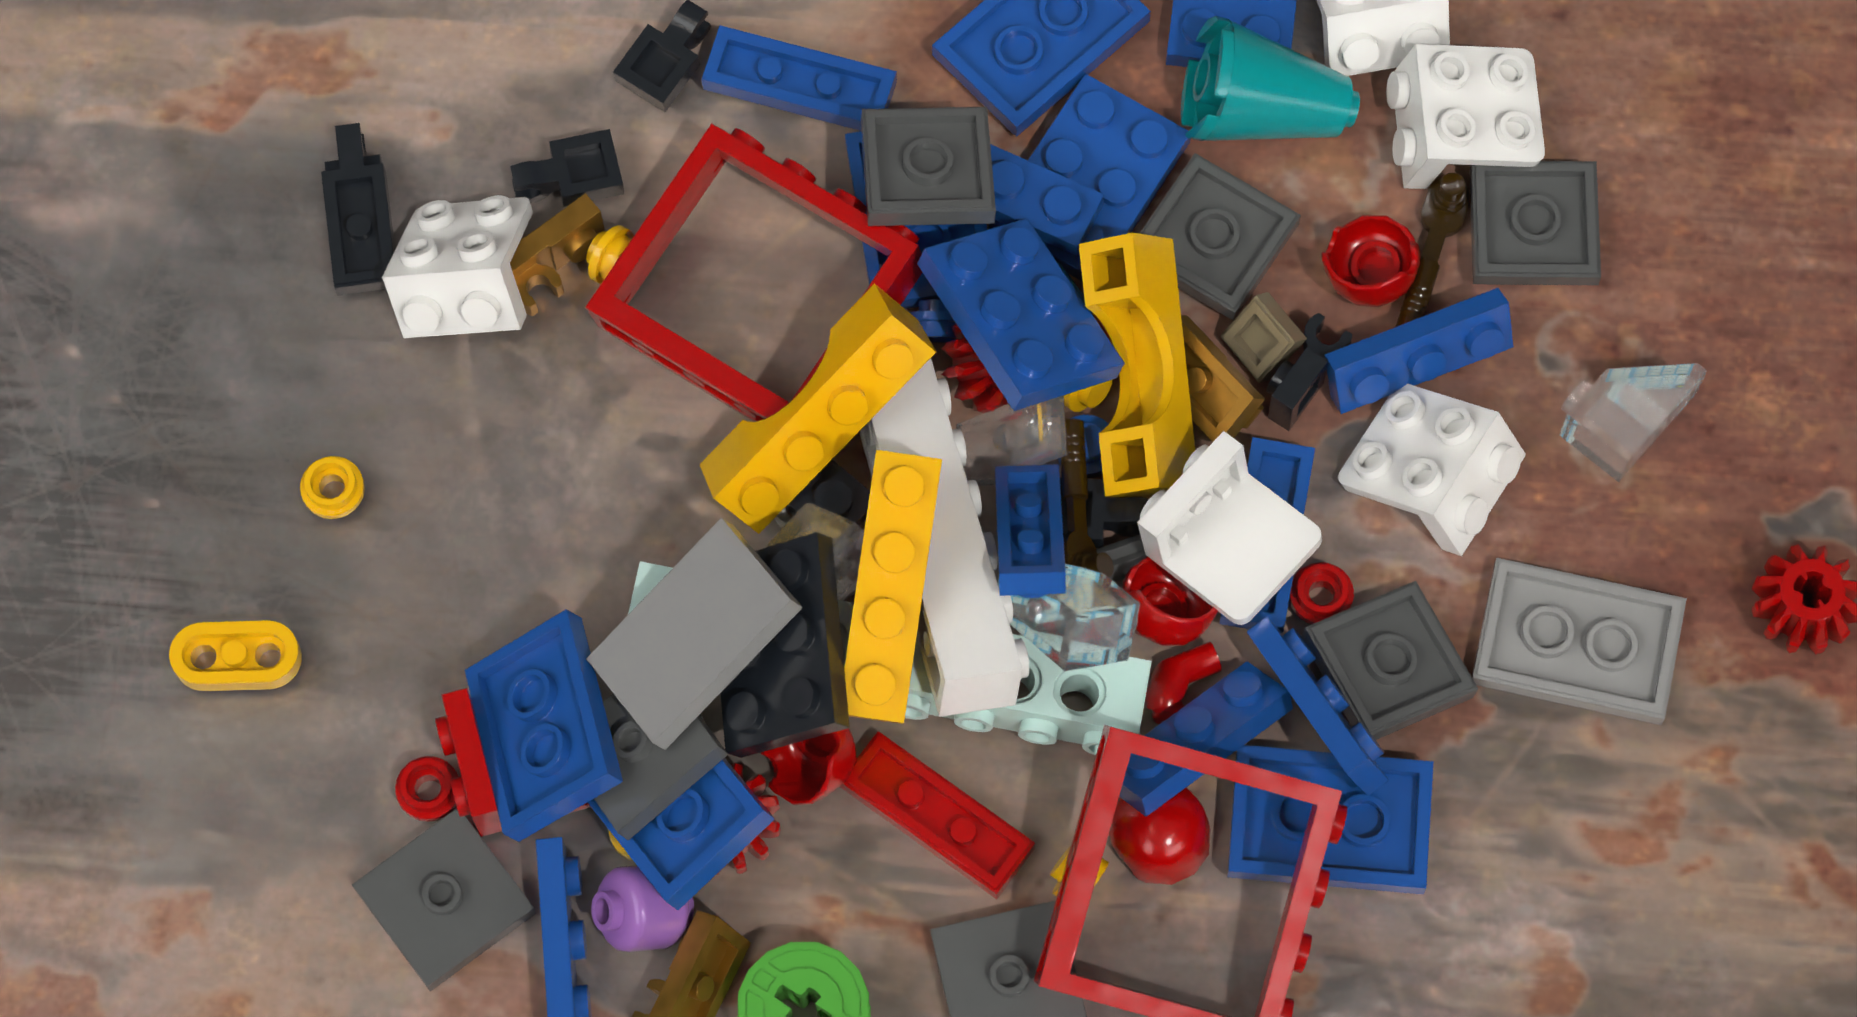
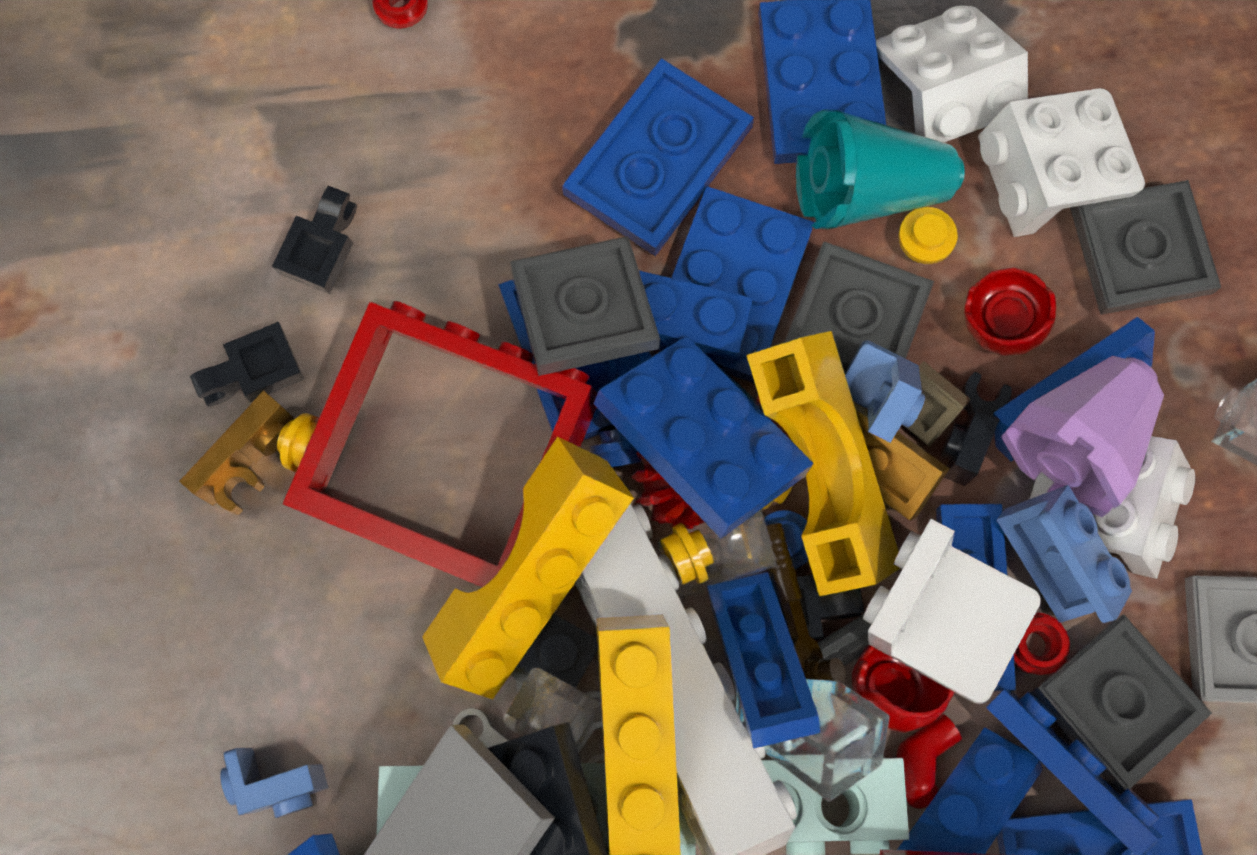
camera: 10 degrees left, 5 degrees up
(326, 471) = (56, 721): yellow plate -> none
(357, 214) = (56, 450): black hinge -> none
(456, 268) = (150, 486): white bracket -> none
(528, 584) = (283, 792): none -> medium blue bracket
(795, 78) = (443, 240): blue plate -> none
(981, 429) = (687, 554): none -> yellow plate
(1216, 305) = (886, 387): none -> medium blue bracket
(1308, 168) = (927, 235): none -> yellow plate
(1362, 505) = (1066, 556): none -> medium blue bracket
(1406, 383) = (1090, 432): none -> lavender cone
(1442, 217) = (1056, 255): dark brown piece -> none

